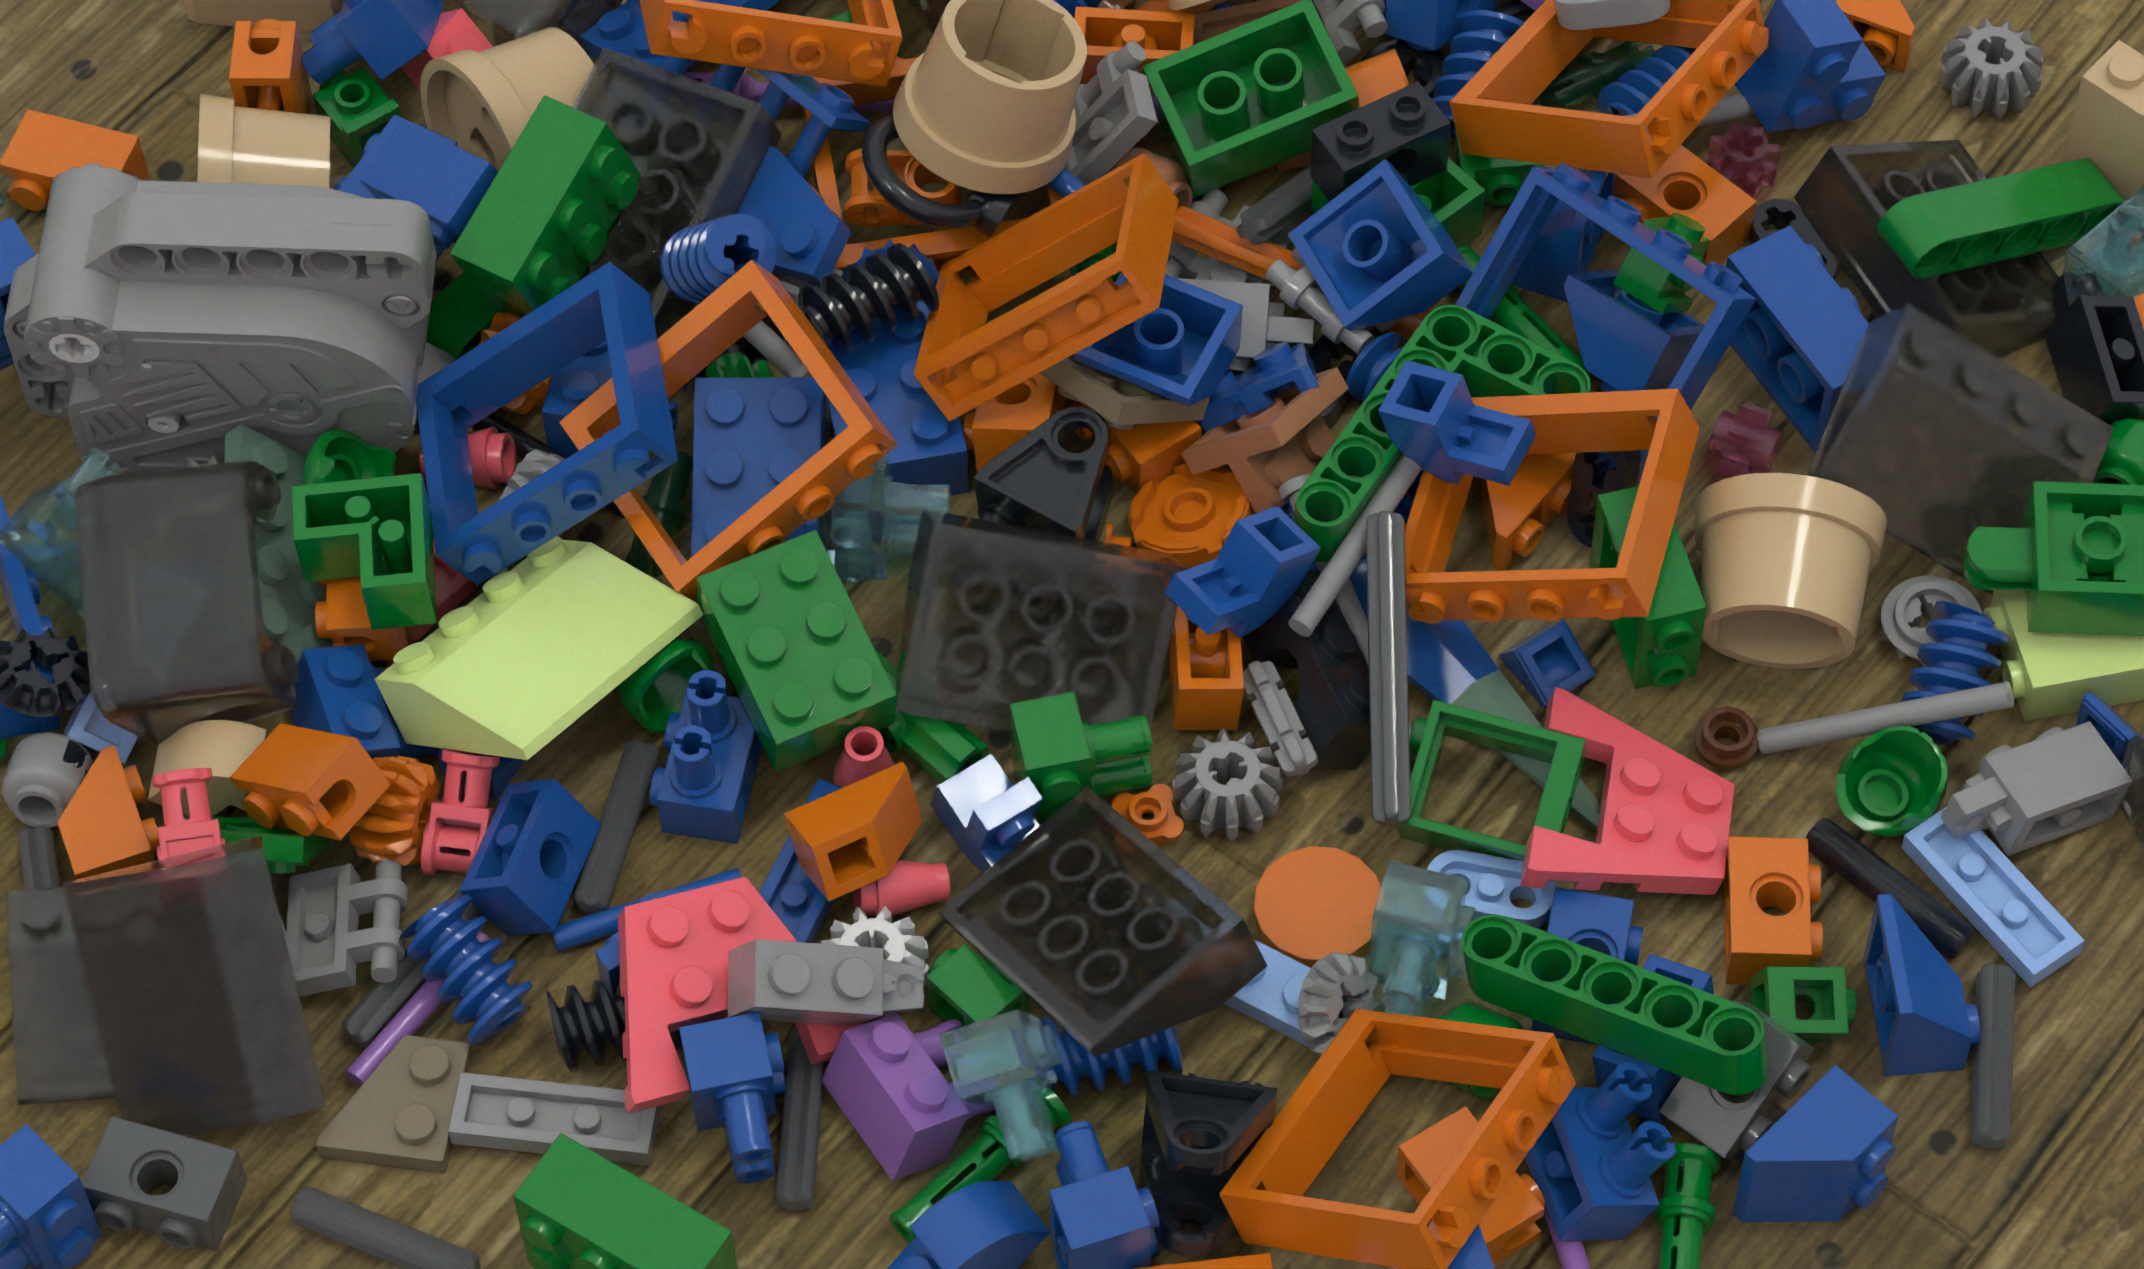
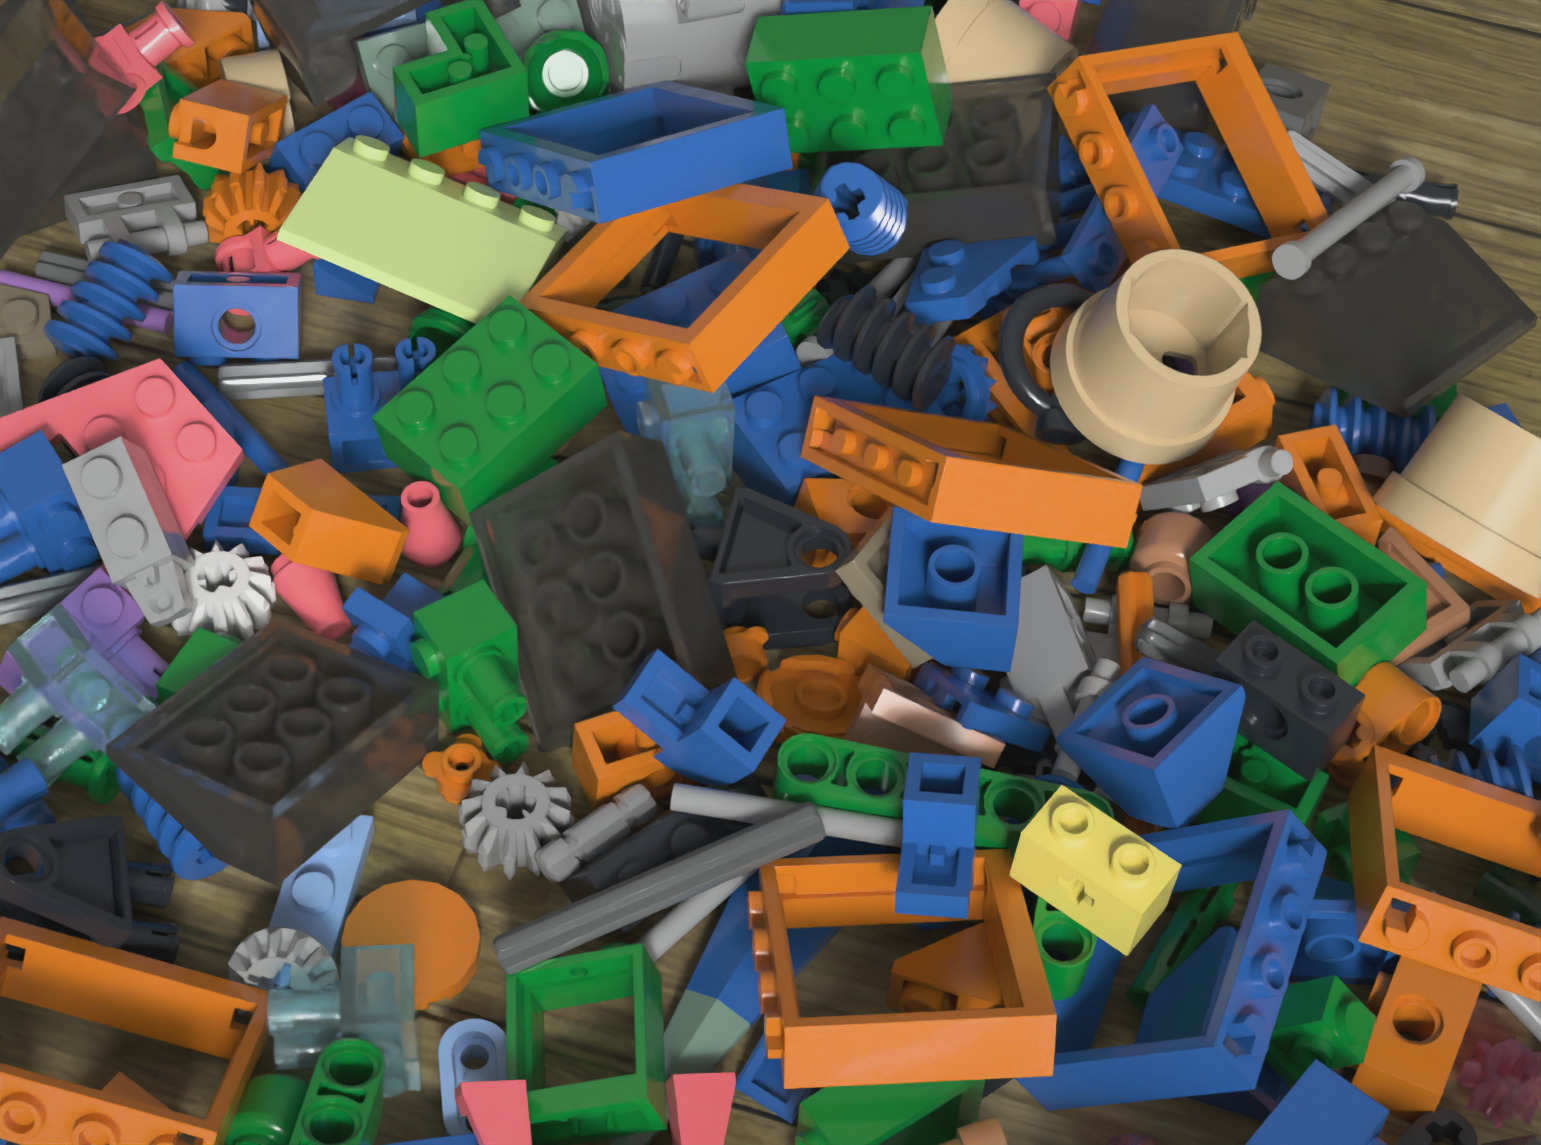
camera: 65 degrees right, 5 degrees down
(1527, 328) = (1094, 870): none -> light yellow brick

